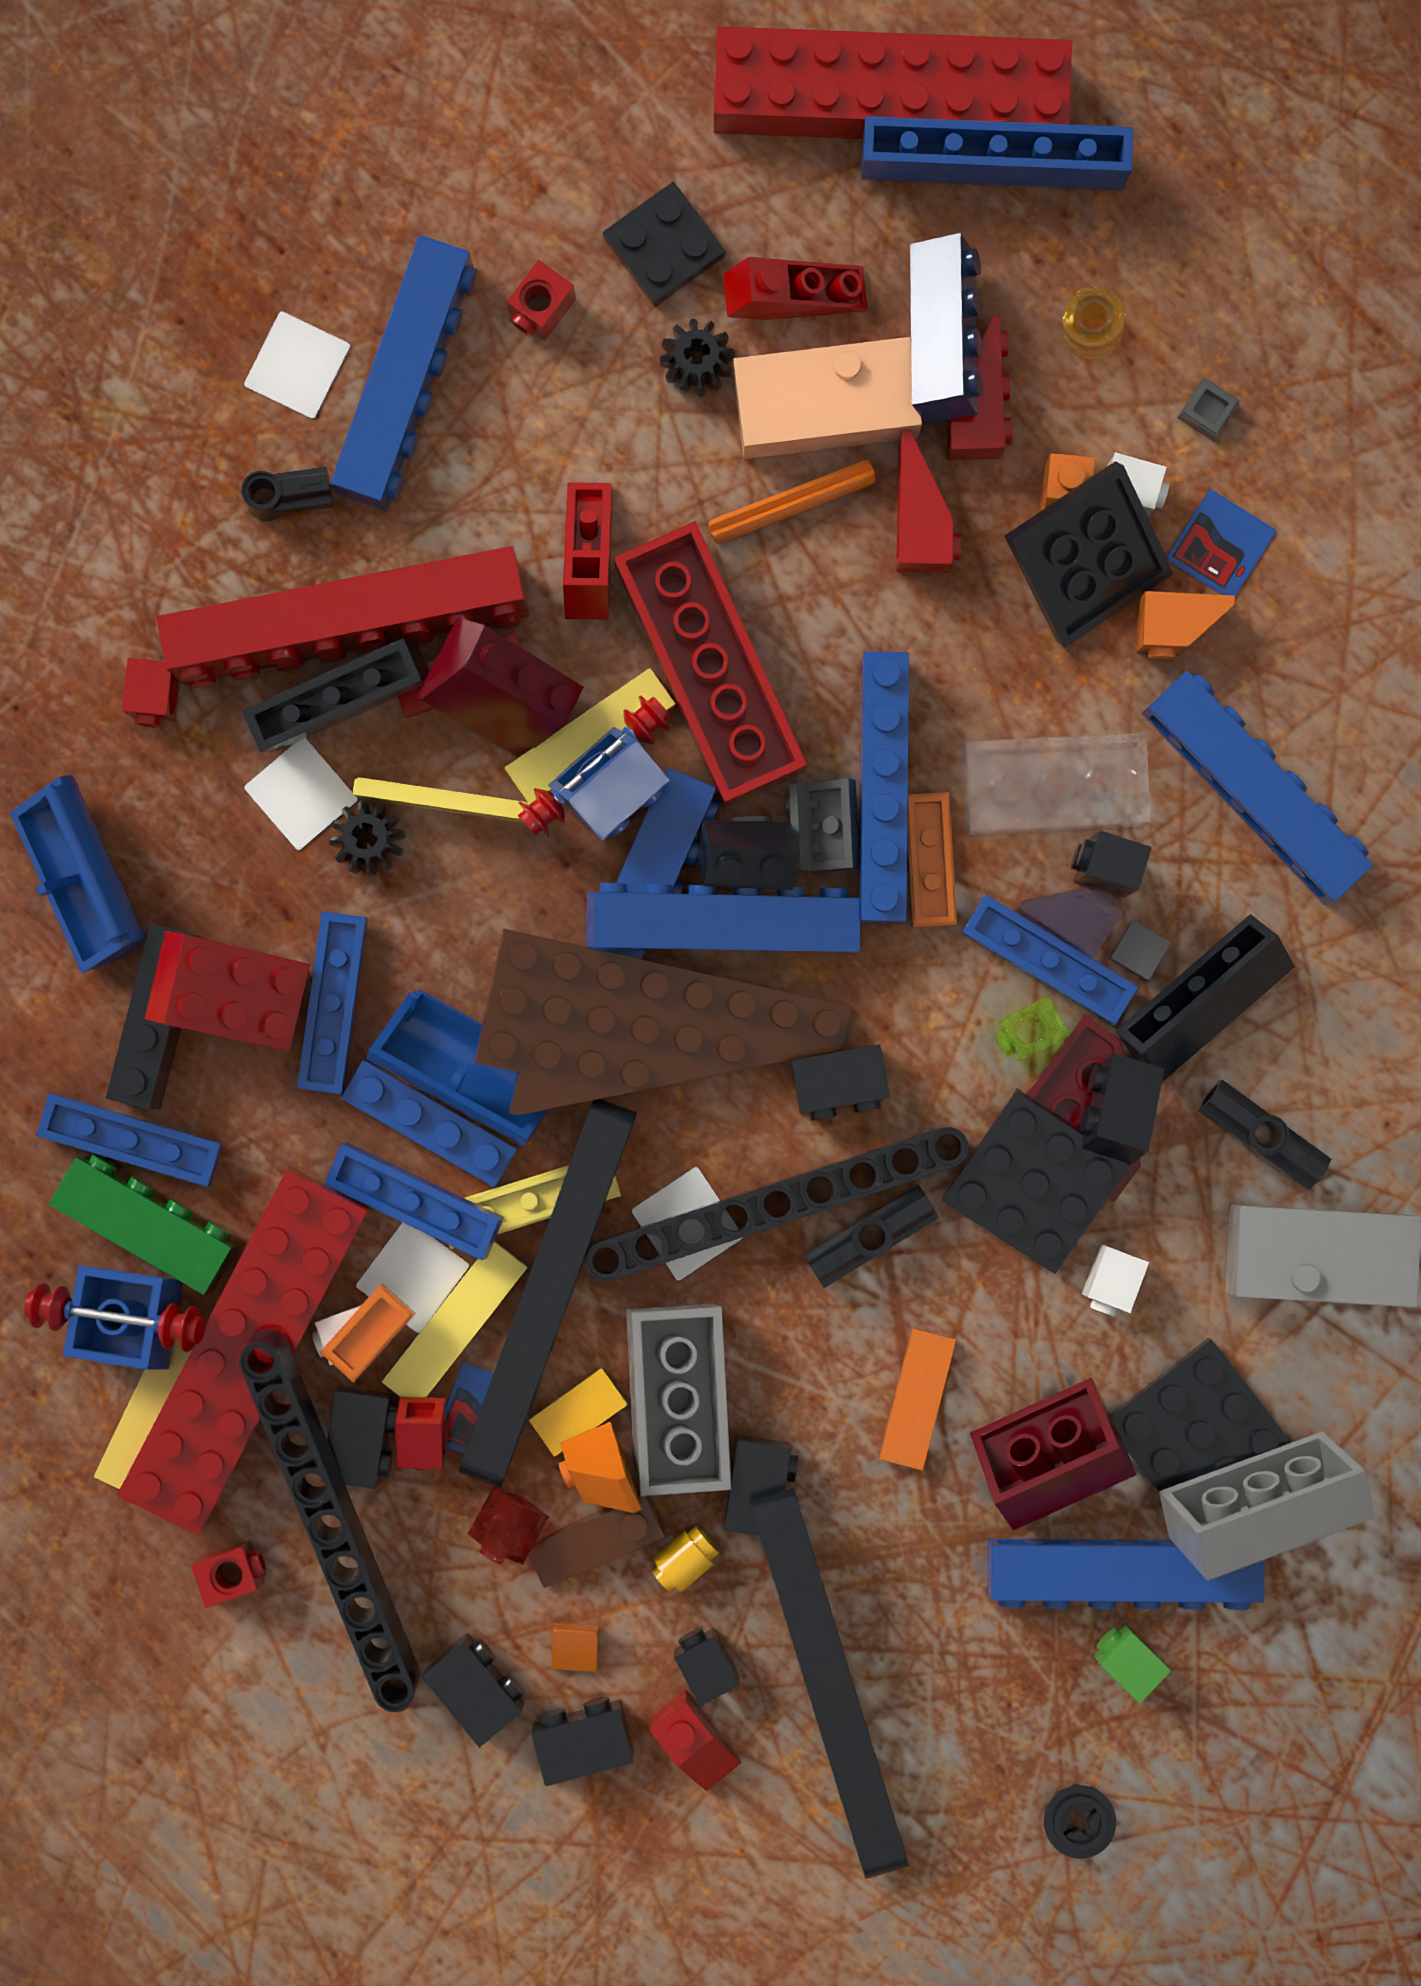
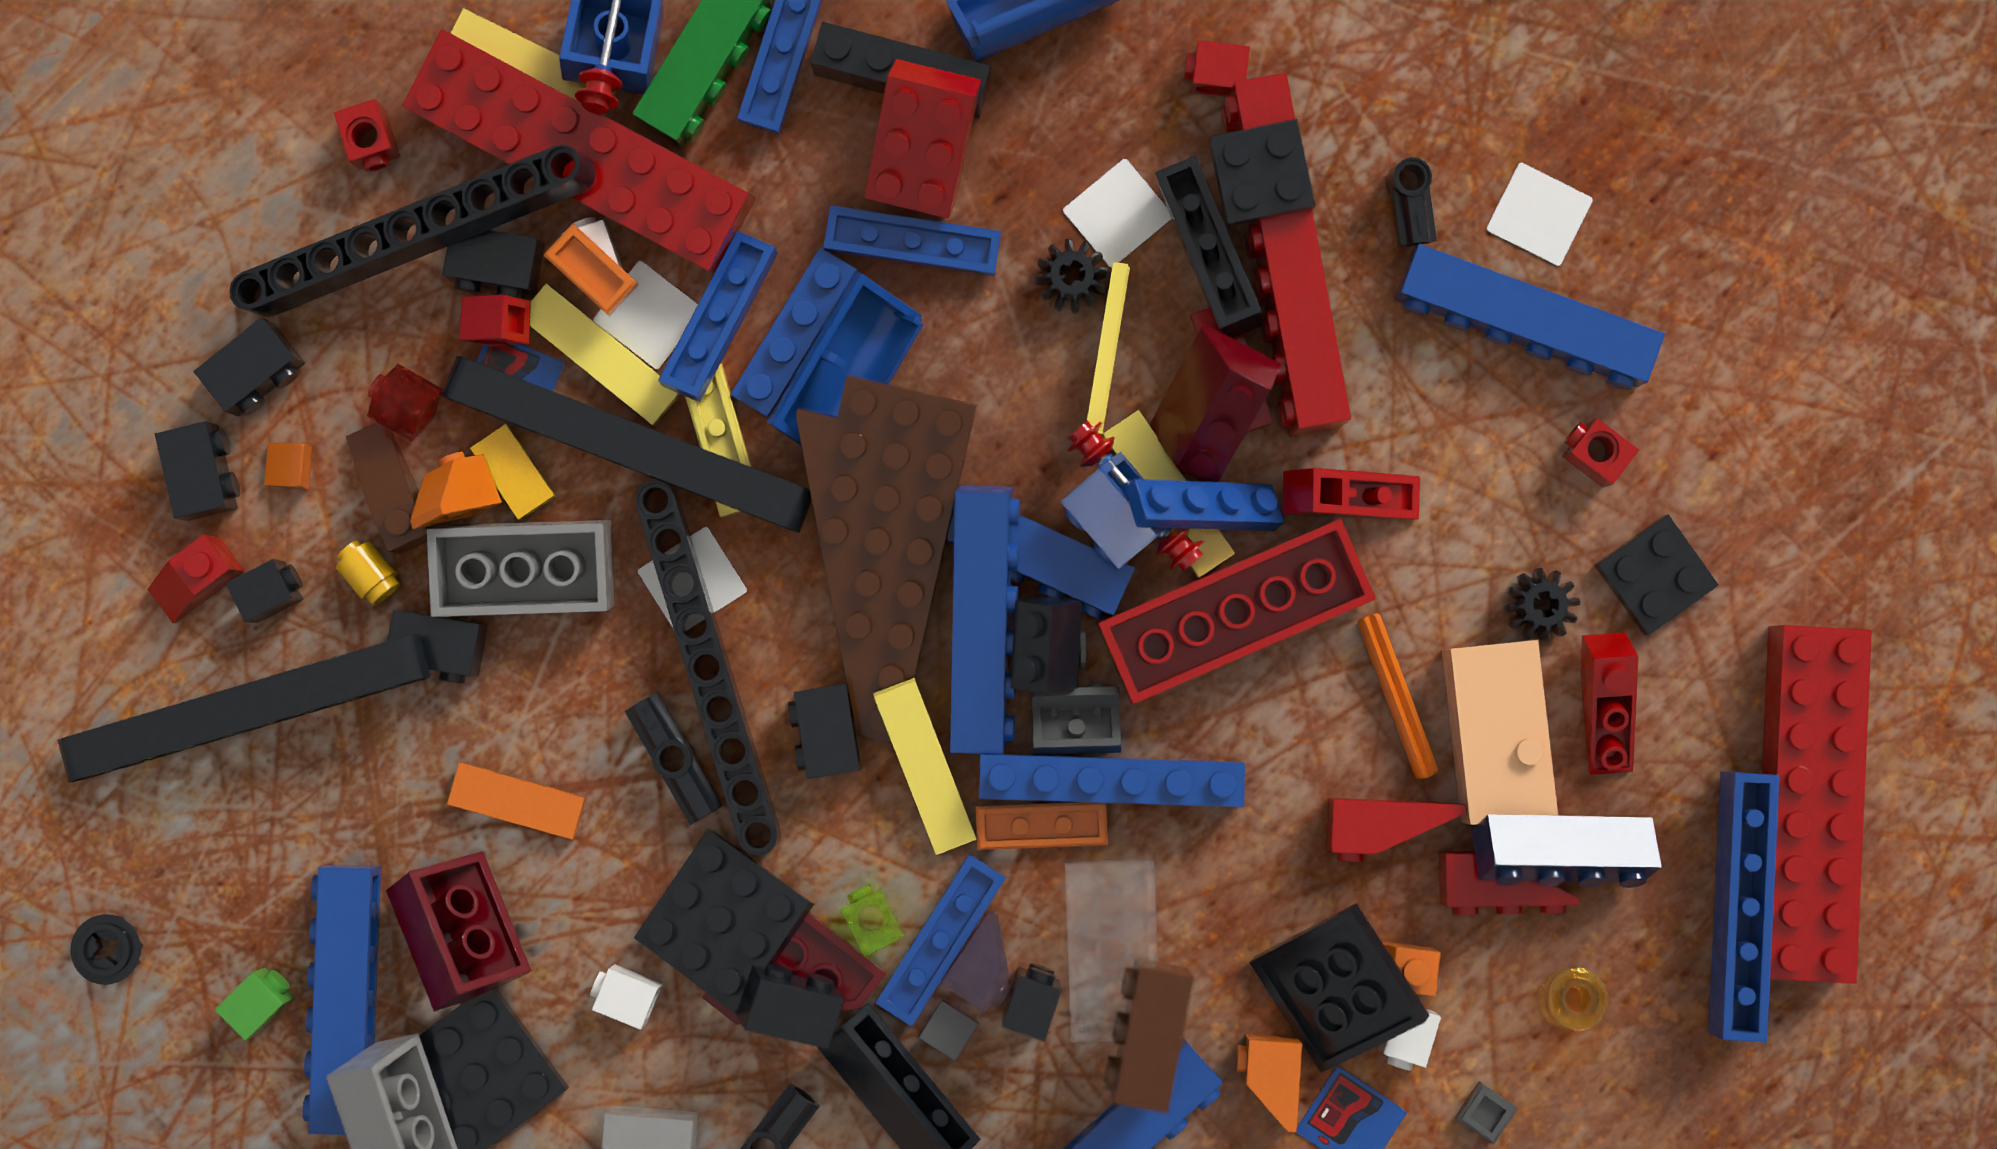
camera: 90 degrees right, 0 degrees up
(260, 639) = (1261, 172): none -> black plate
(602, 695) = (1204, 505): none -> blue plate
(873, 978) = (924, 766): none -> light yellow tile
(1143, 739) = (1148, 1035): none -> reddish brown brick

